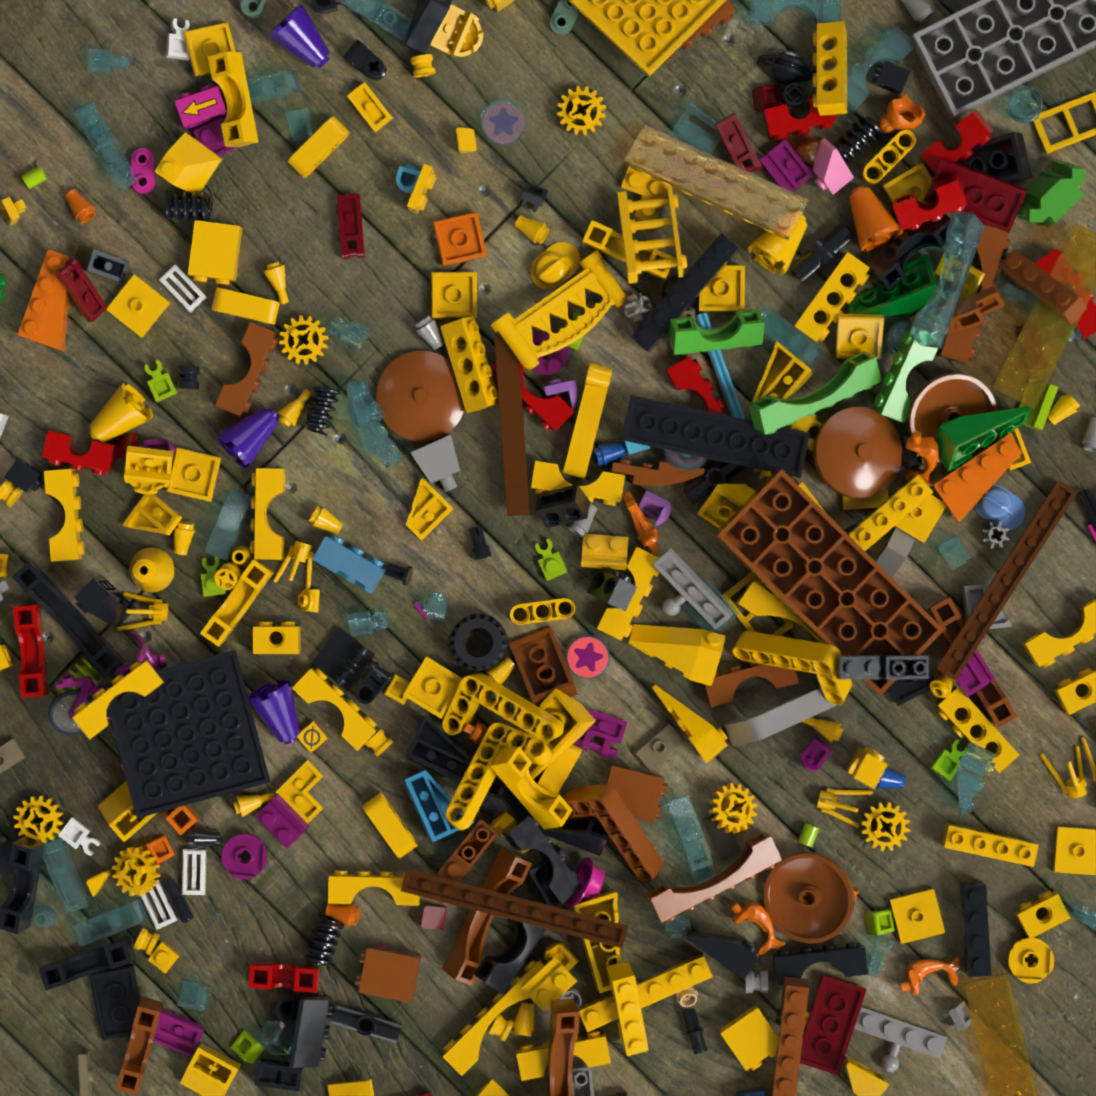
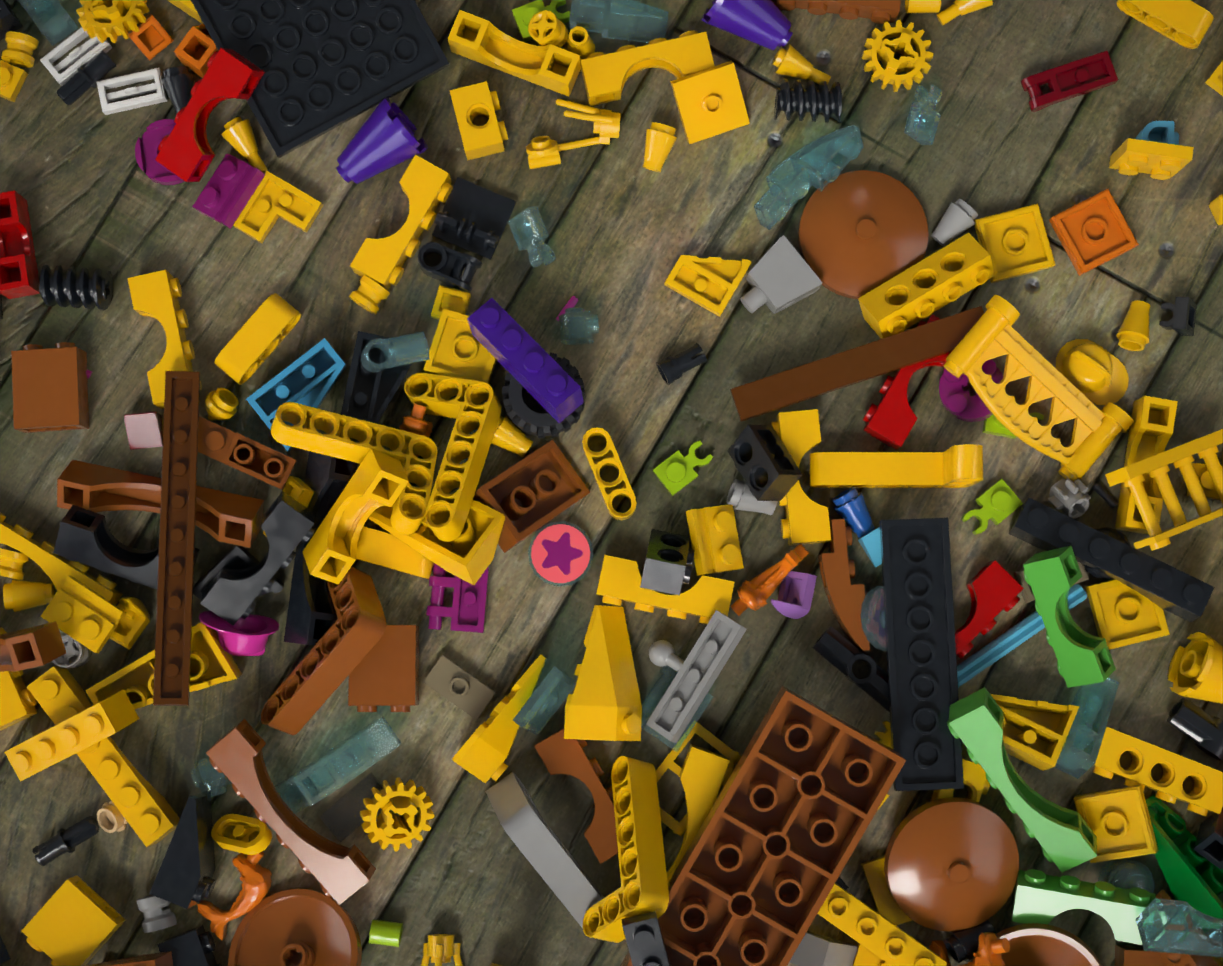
camera: 75 degrees right, 5 degrees down
(251, 841) = (187, 147): none -> red arch
(305, 477) = (710, 102): none -> yellow plate
(312, 737) = (355, 203): yellow tile -> none
(344, 913) = (119, 308): orange cone -> none
(349, 563) = (607, 193): dark azure wedge -> none
(399, 573) = (611, 269): black piece -> none
(427, 733) = (397, 351): none -> clear light blue piece
(428, 860) = (221, 404): none -> yellow plate
(455, 649) = (525, 360): none -> dark purple brick
(557, 387) = (927, 421): medium lavender plate -> none
(629, 355) = (995, 504): none -> lime plate
(683, 692) = (545, 701): none -> clear light blue plate
(719, 913) = (241, 834): none -> yellow plate
(724, 502) = (829, 689): yellow slope -> none
(815, 755) = (502, 914): magenta plate -> none
(828, 729) = (544, 922): yellow cone -> none

